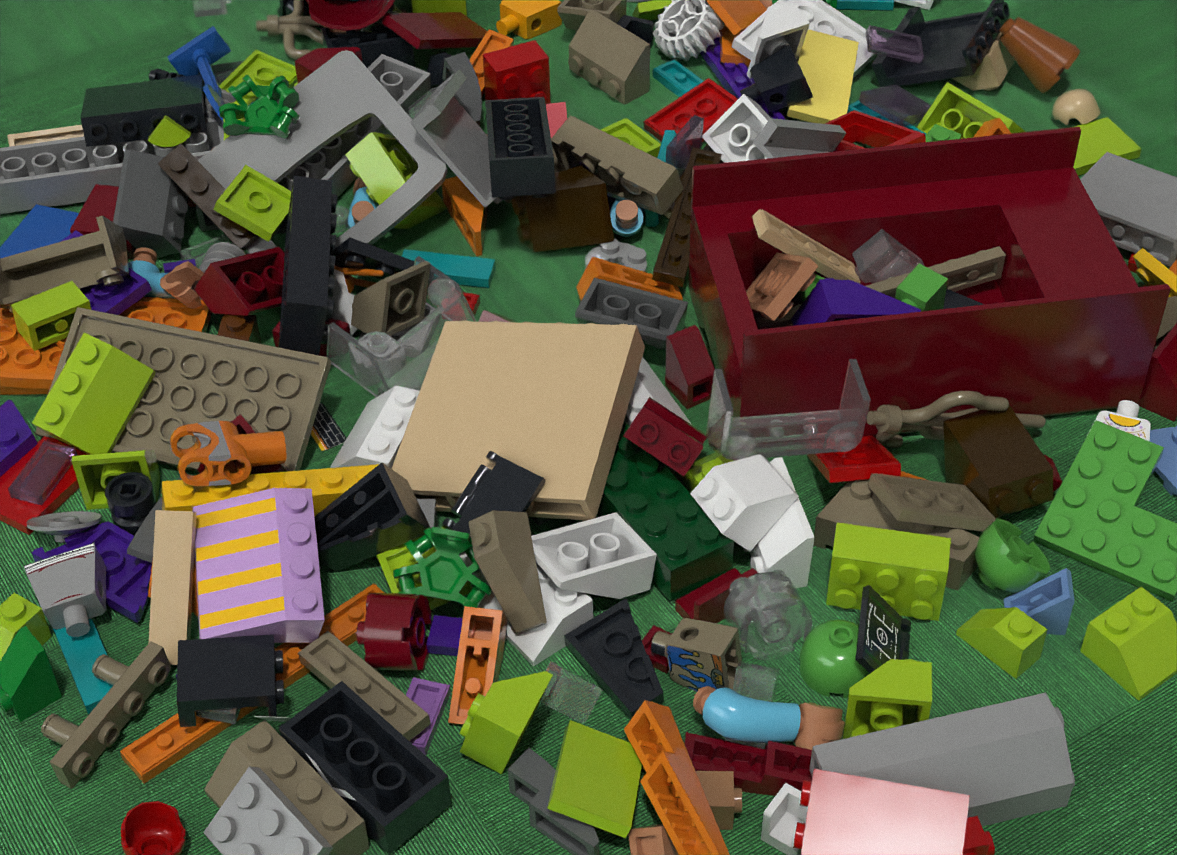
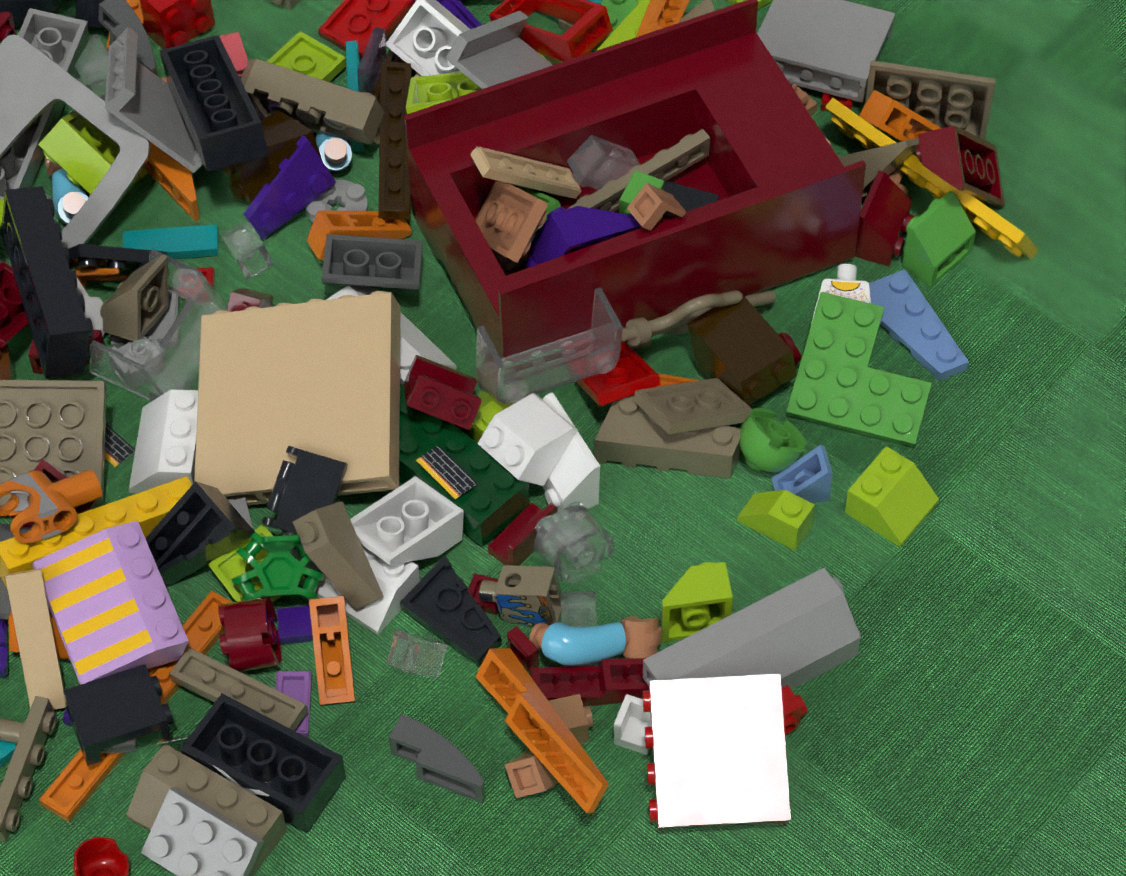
camera: 15 degrees left, 10 degrees up
(501, 718) = (372, 695): lime slope -> none
(516, 284) = (246, 248): none -> clear slope
(576, 236) = (295, 186): none -> dark purple wing
(596, 779) = (466, 727): lime tile -> none
(649, 512) = (446, 472): none -> black sticker
(683, 711) = (523, 648): none -> dark red tile
(688, 367) = (440, 310): dark red slope -> none
(830, 658) = (642, 569): bright green cylinder -> none
(881, 632) = (675, 540): black piece -> none
(899, 565) = (668, 479): lime brick -> none
(930, 293) = (651, 205): none -> nougat panel

